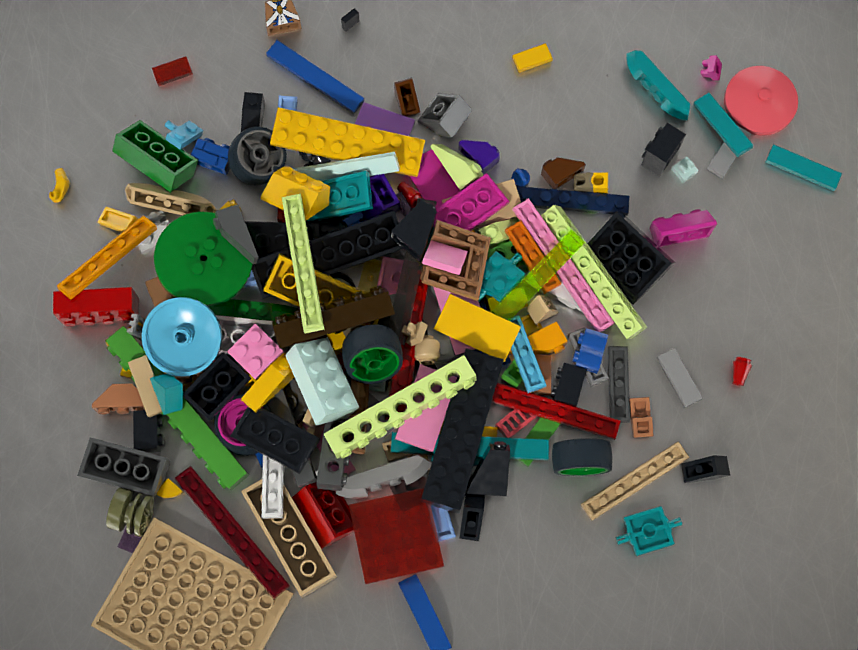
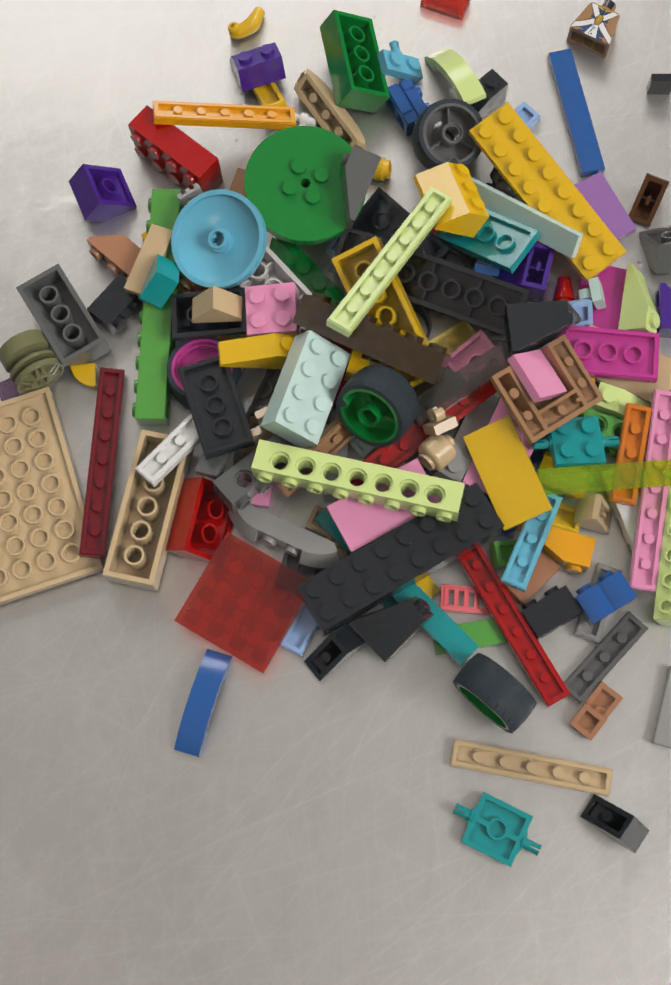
camera: 50 degrees right, 0 degrees up
(69, 370) = (101, 192): none -> dark purple slope
(94, 207) = (258, 66): none -> dark purple slope
(219, 378) = (217, 306): none -> tan slope
(225, 111) = (458, 74): none -> yellowish green slope
(427, 180) = (595, 293): none -> light aqua tile
(430, 193) = (584, 309): none -> light blue plate

